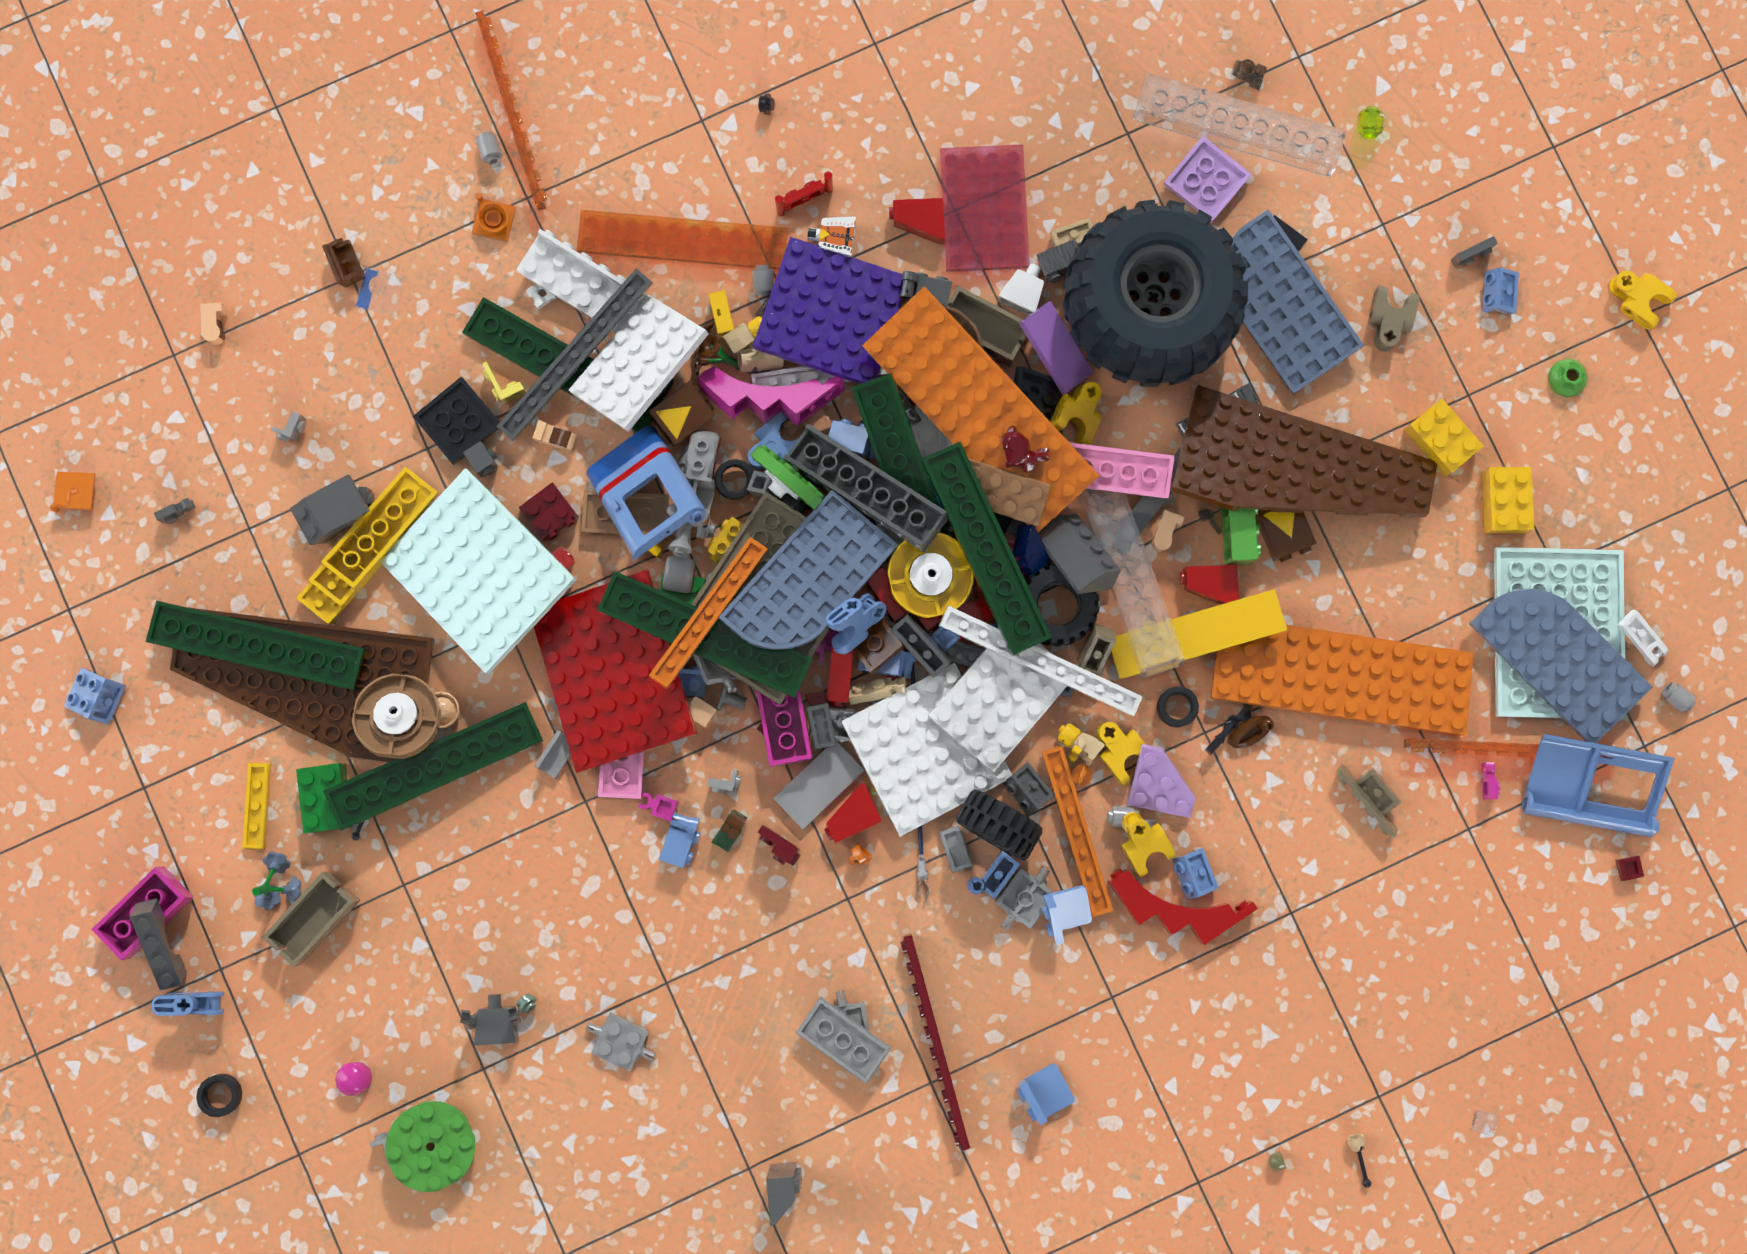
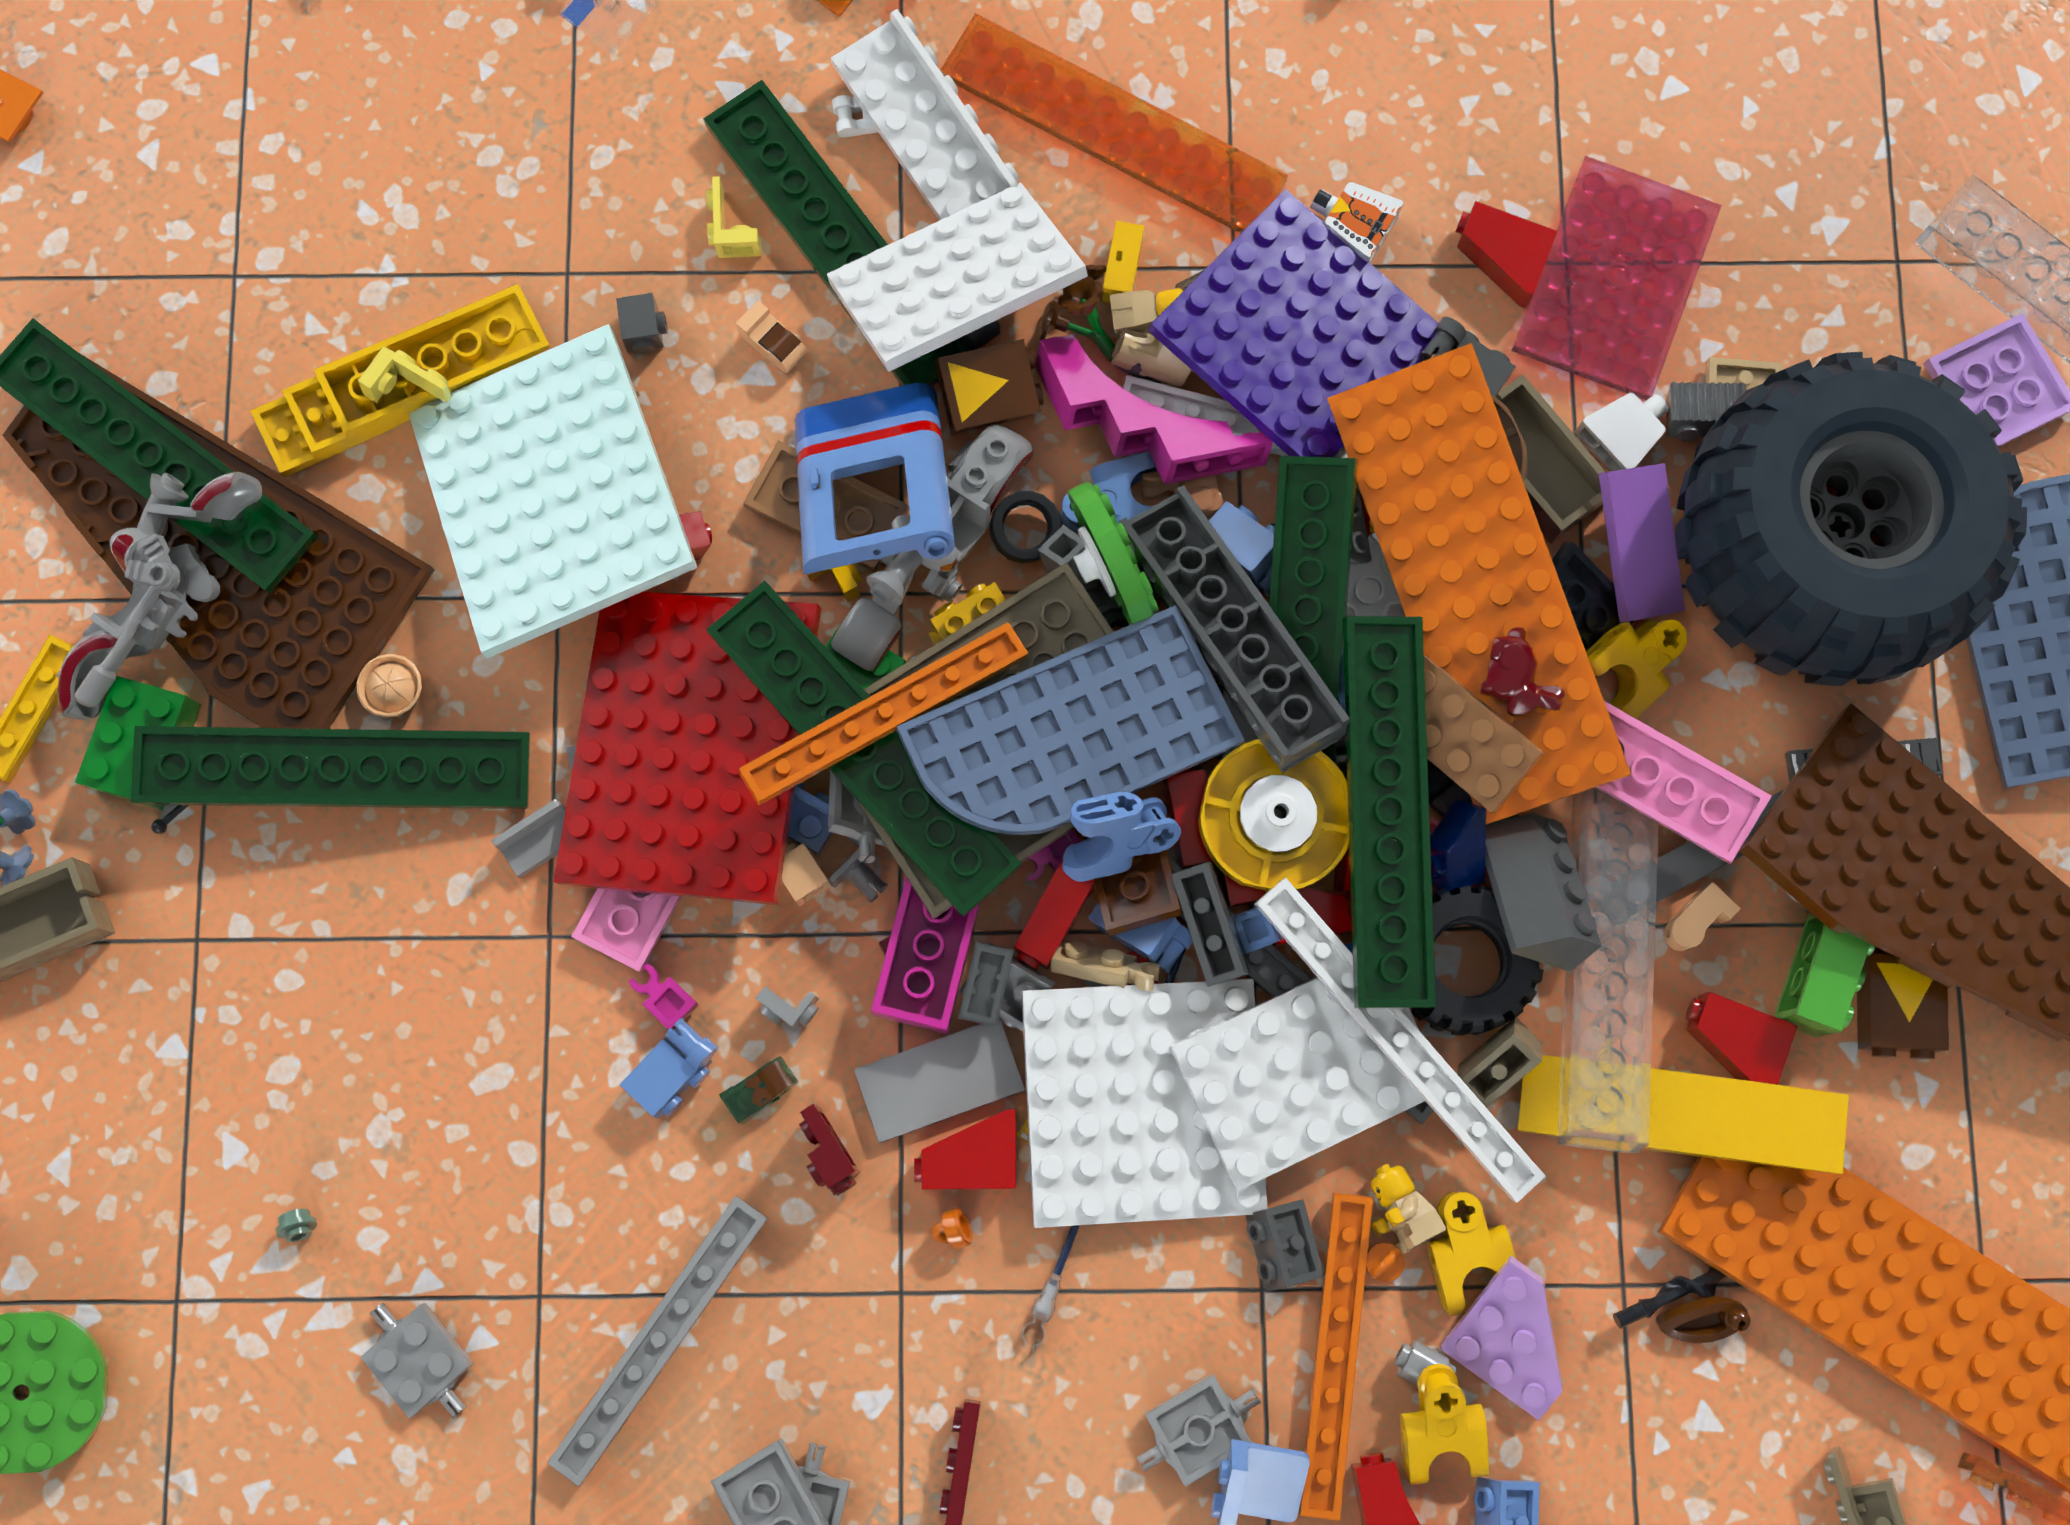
camera: 25 degrees right, 5 degrees down
(172, 512) = (128, 199): dark grey plate -> none
(294, 427) = (374, 153): light grey bracket -> none
(296, 709) = (159, 591): none -> light grey piece
(329, 510) = (366, 298): dark grey slope -> none
(360, 550) = (383, 371): none -> light yellow bracket
(367, 495) = (431, 303): dark grey plate -> none
(396, 716) = (310, 661): medium nougat piece -> none
(457, 420) = (632, 248): black plate -> none
(493, 1024) = (224, 1232): dark grey torso -> none
(549, 512) = (708, 452): dark red plate -> none
(574, 354) = (862, 223): dark grey plate -> none
(736, 976) = (657, 1341): none -> light grey plate
(762, 280) = (1211, 237): light grey brick -> none
(810, 191) = (1336, 137): red plate -> none
(816, 698) = (999, 936): red tile -> none
(955, 849) = (1118, 1291): light grey tile -> none
(995, 876) = (1164, 1369): medium blue hinge -> none
(999, 824) = (1210, 1284): black tyre -> none
(1194, 706) = (1624, 1210): black tyre -> none
(1207, 514) = (1780, 923): clear smoke hand -> none

